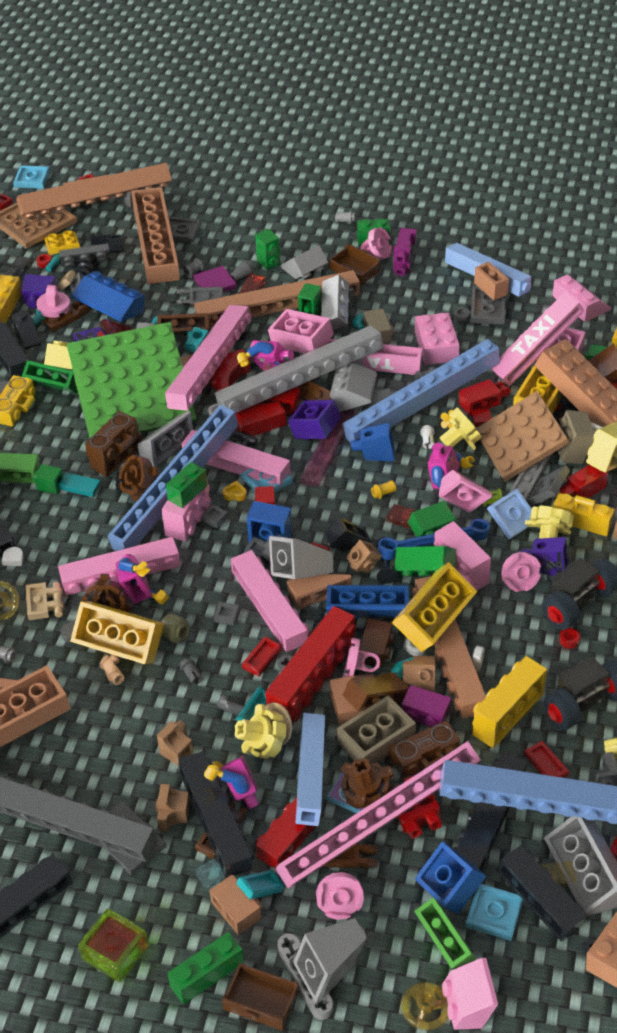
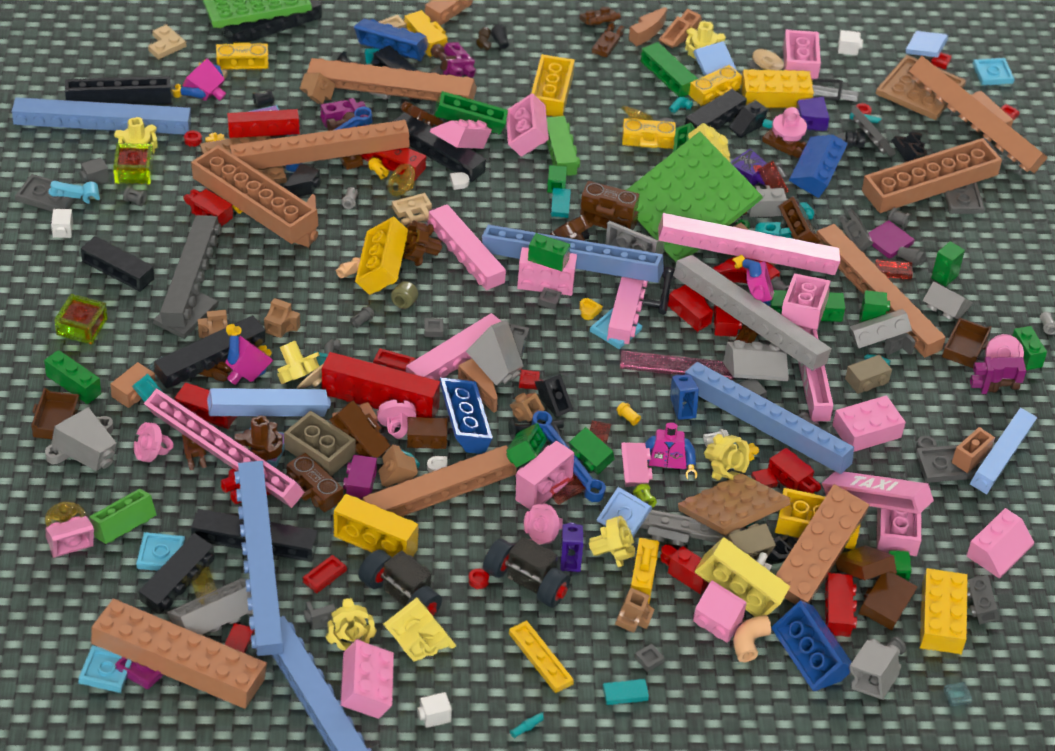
camera: 70 degrees right, 0 degrees up
(64, 241) = (893, 115): yellow tile -> none
(66, 280) = (834, 130): tan tile -> none
(134, 581) = (444, 253): torso -> none
(265, 494) = (579, 328): red brick -> none
(268, 520) = (542, 332): blue brick -> none
(314, 419) = (697, 342): dark purple brick -> none
(434, 607) = (458, 450): yellow brick -> none
(450, 878) = (175, 509): blue slope -> none
(478, 657) = (431, 508): white tile -> none

